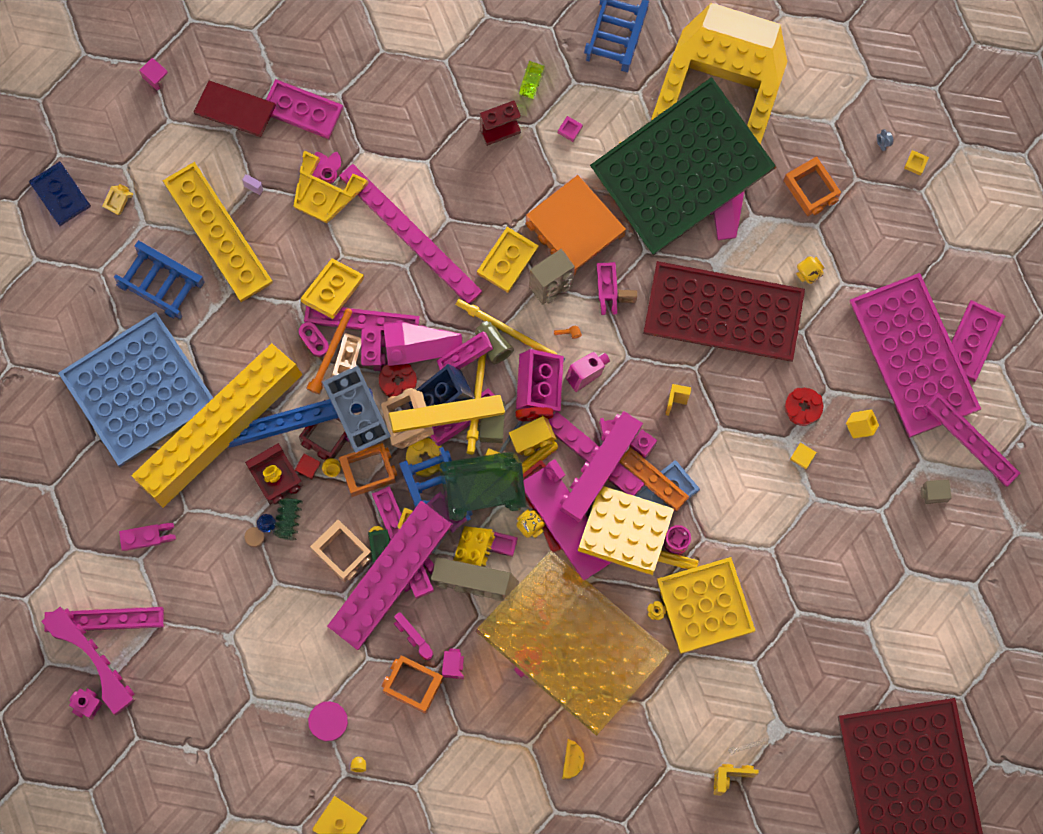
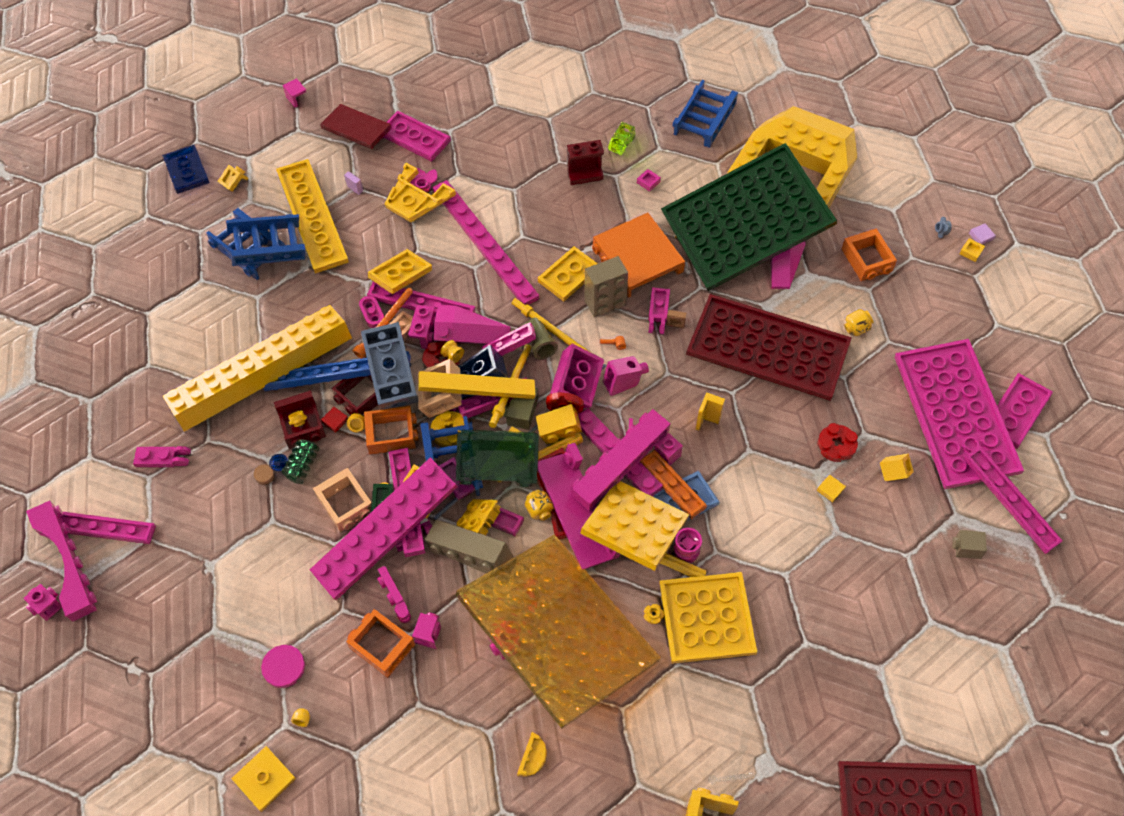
camera: 15 degrees right, 15 degrees down
(137, 388) = (195, 327): medium blue plate -> none
(181, 296) = (265, 254): none -> blue fence
(410, 375) = (452, 351): none -> yellow wheel
(925, 140) = (982, 234): none -> lavender tile

